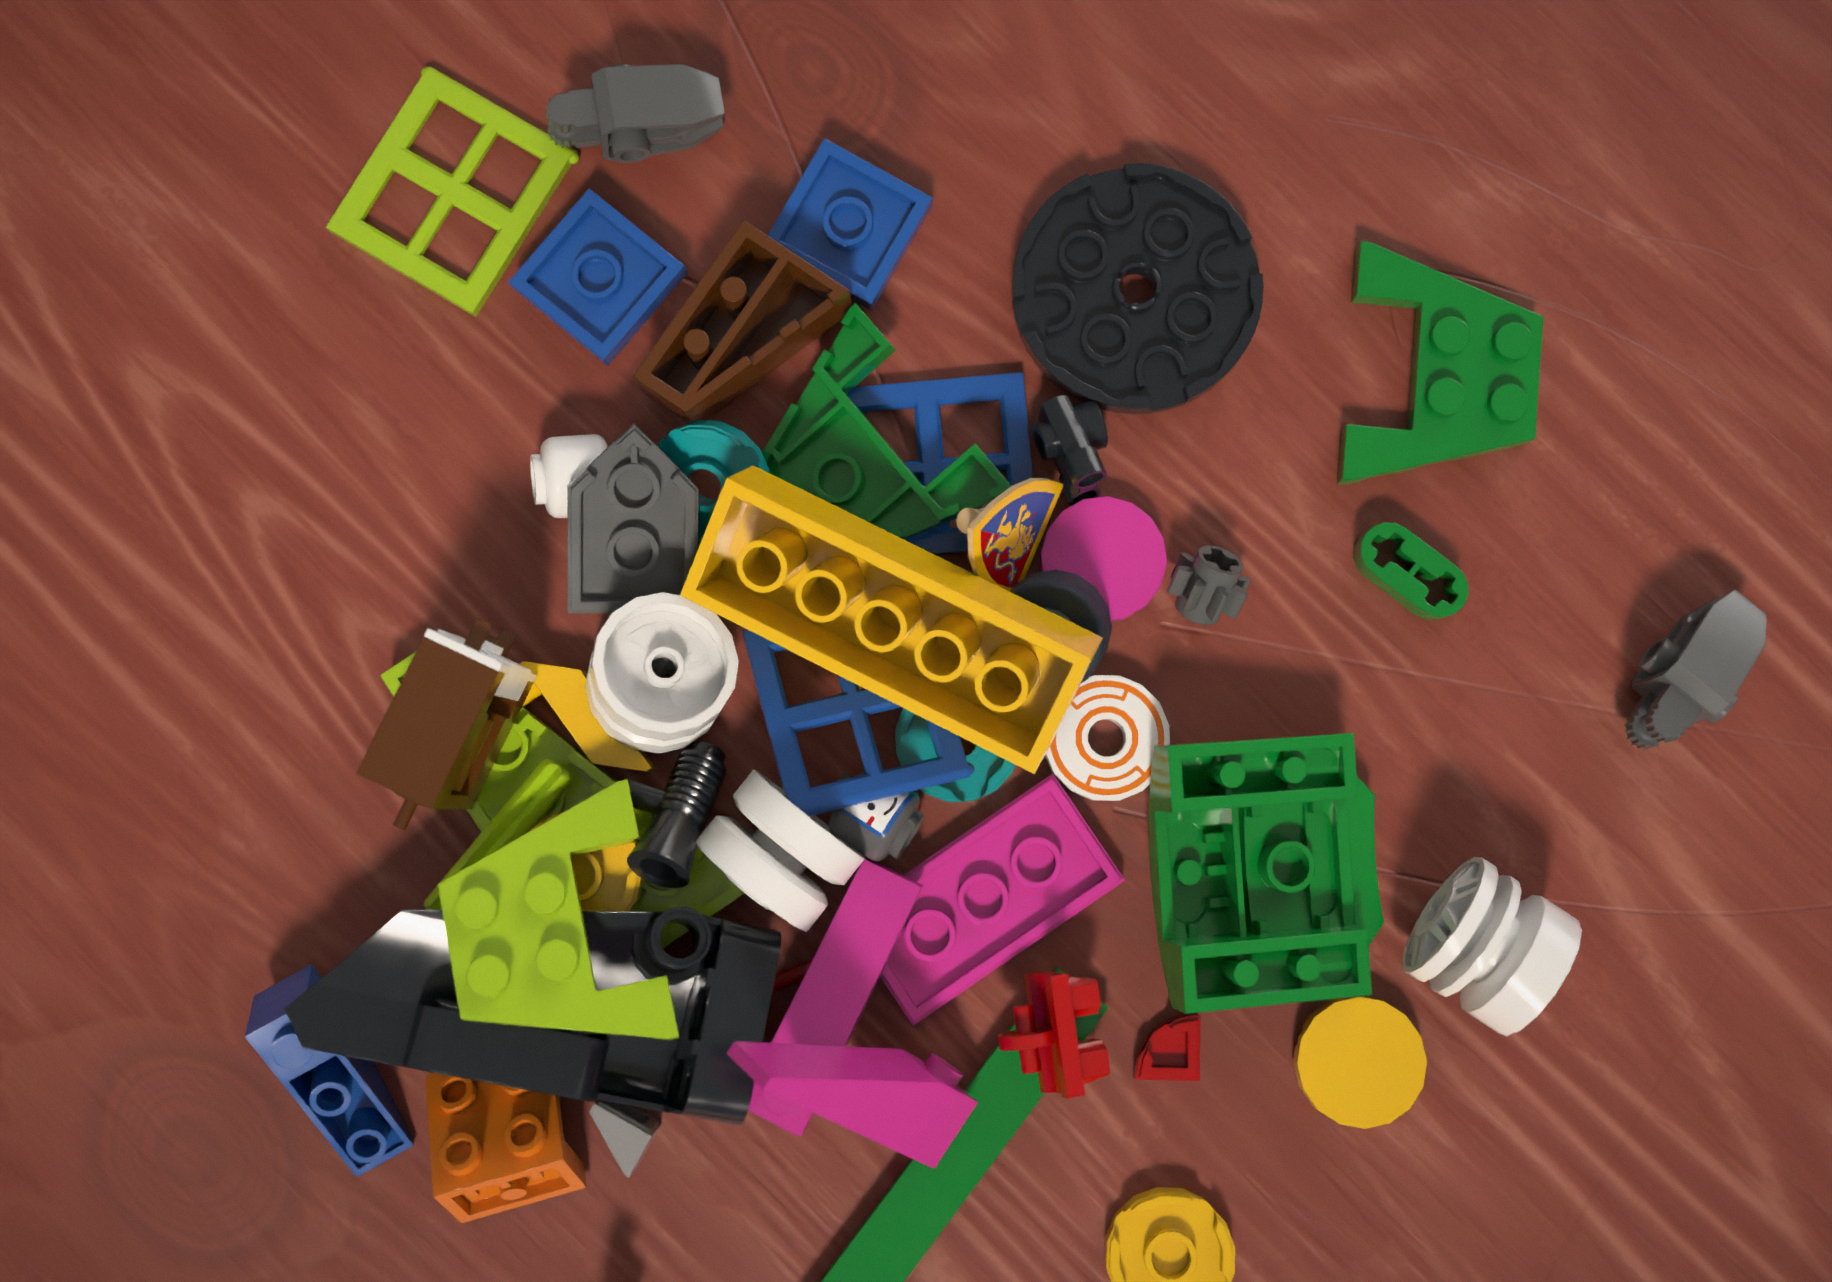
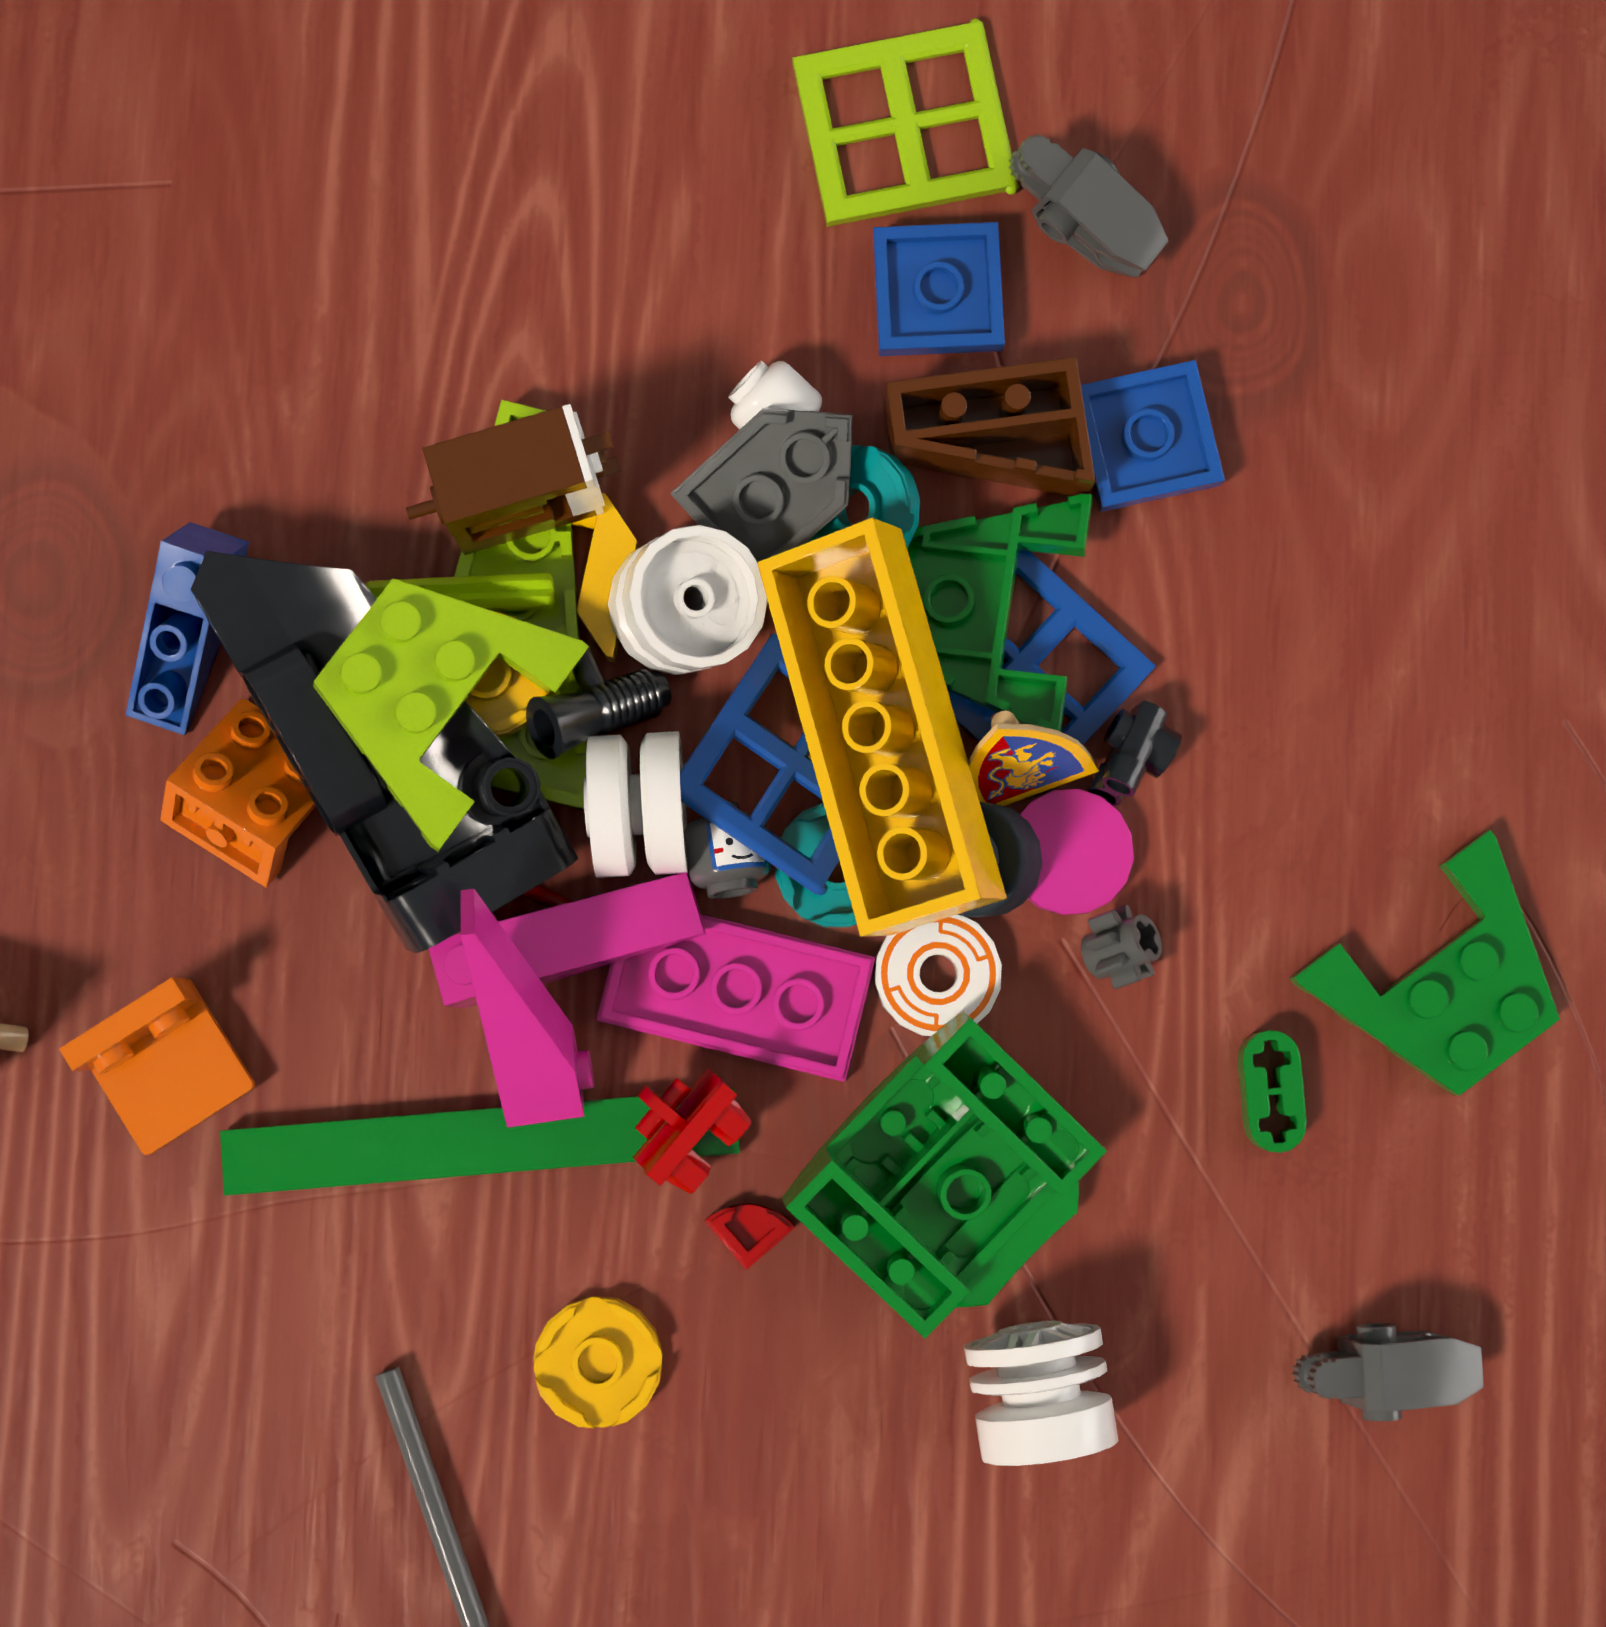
camera: 40 degrees right, 0 degrees up
(626, 1132) = (333, 879): light grey slope -> none
(1151, 226) = (1362, 681): black plate -> none
(1360, 1061) = (868, 1378): yellow tile -> none

